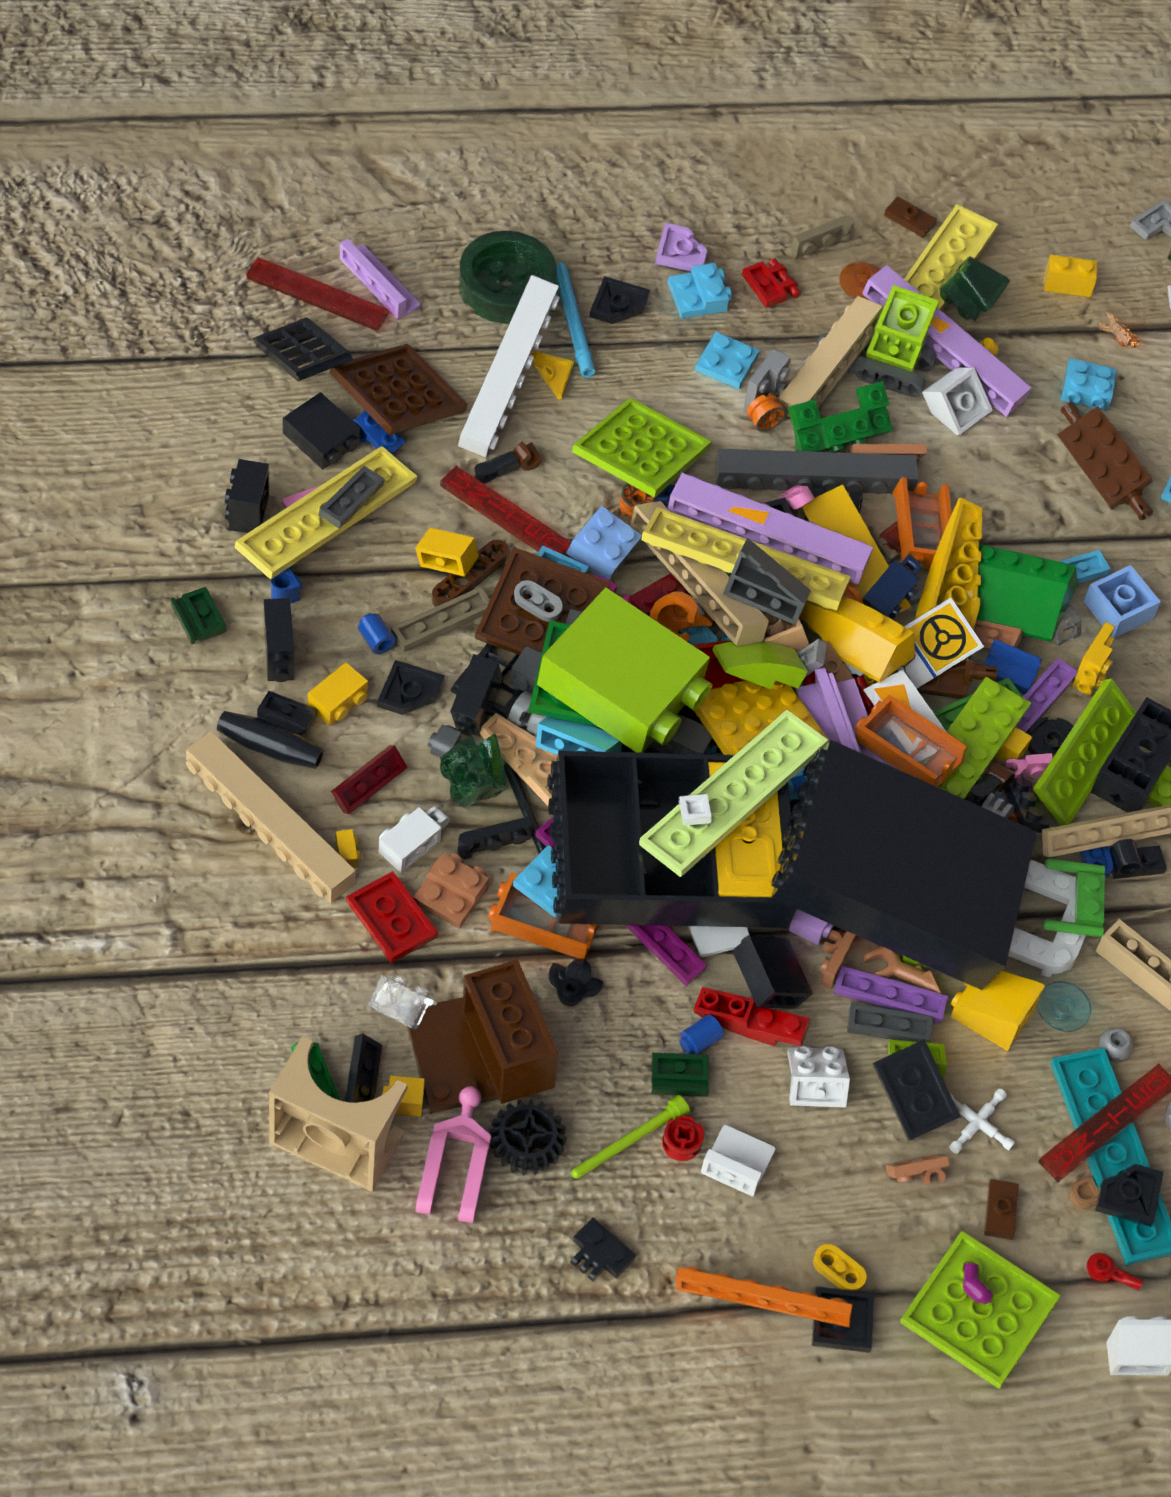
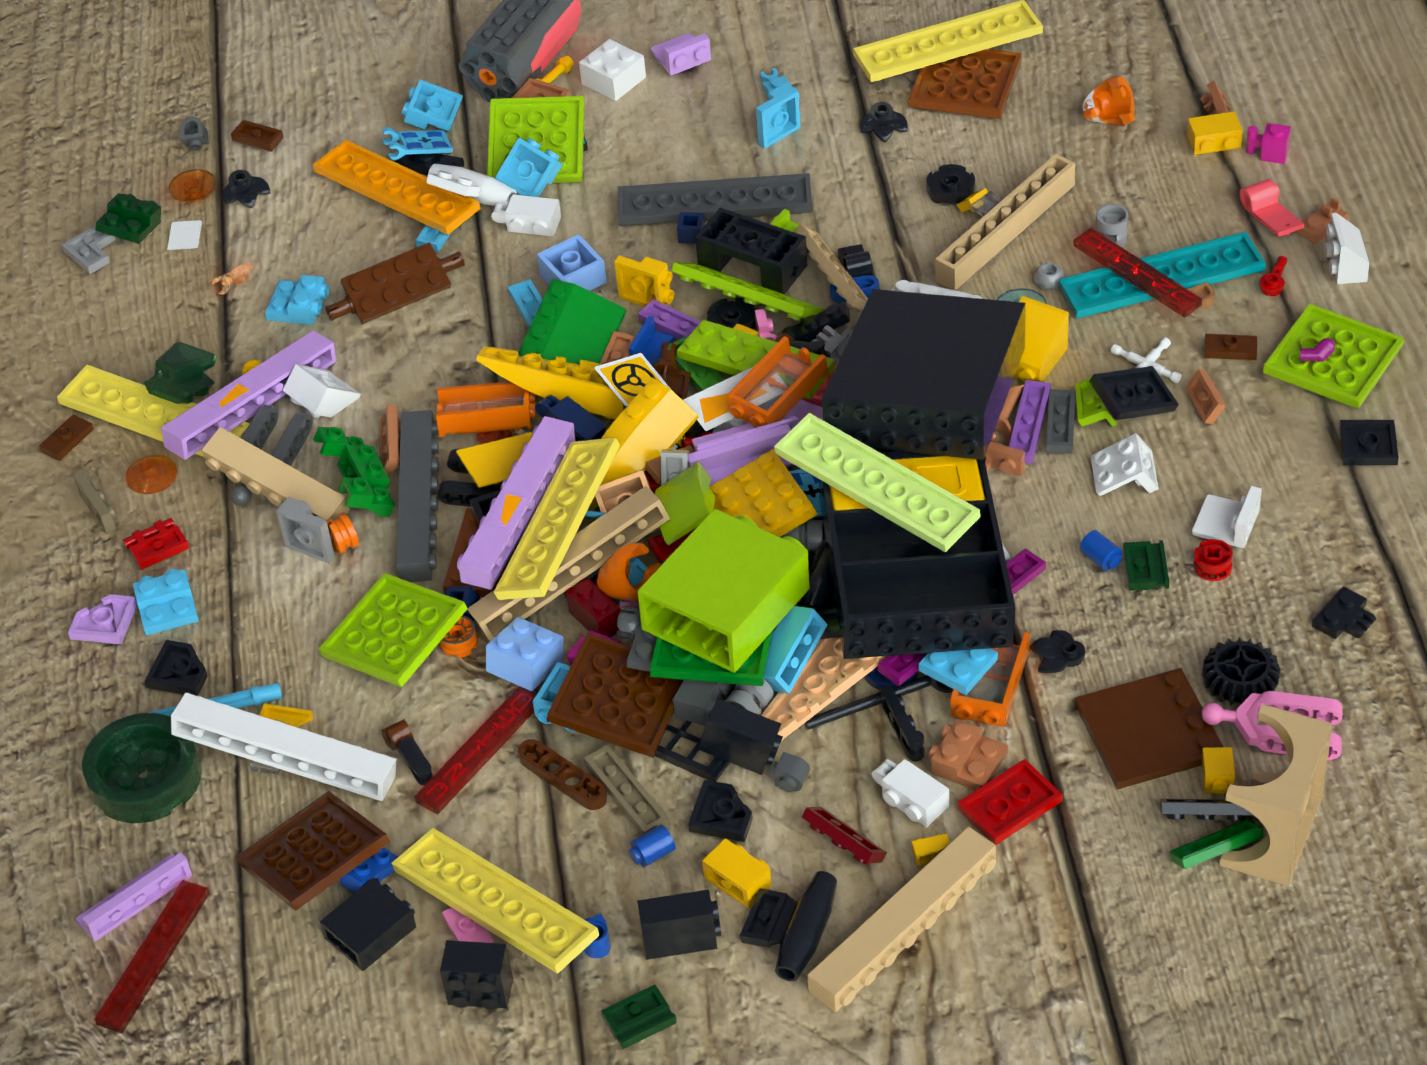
camera: 80 degrees left, 10 degrees down
(340, 357) = (212, 981): black piece -> none
(351, 497) = (480, 869): dark grey plate -> none
(400, 1001) = (1112, 780): clear bracket -> none
(447, 551) = (542, 786): yellow brick -> none
(474, 771) = (829, 738): clear green piece -> none
(509, 1031) = (1150, 667): reddish brown hose -> none
(539, 601) = (615, 689): light grey plate -> none
(676, 1107) = (1183, 566): lime piece -> none
(695, 809) = (911, 498): white plate -> none
(727, 360) = (261, 576): medium azure plate -> none
(744, 1018) = (1077, 512): red slope -> none
(766, 584) = (606, 487): dark grey wedge -> none
(771, 1298) = (1365, 497): orange plate -> none
(772, 972) = (1030, 494): black brick -> none
(797, 496) = (453, 500): bright pink beam -> none
(840, 1269) = (1319, 446): yellow plate -> none
(902, 328) = (246, 413): lime slope -> none
(1070, 275) = (160, 310): yellow brick -> none
(1088, 898) = (916, 280): bright green plate -> none
(1131, 1195) = (1206, 255): black plate -> none

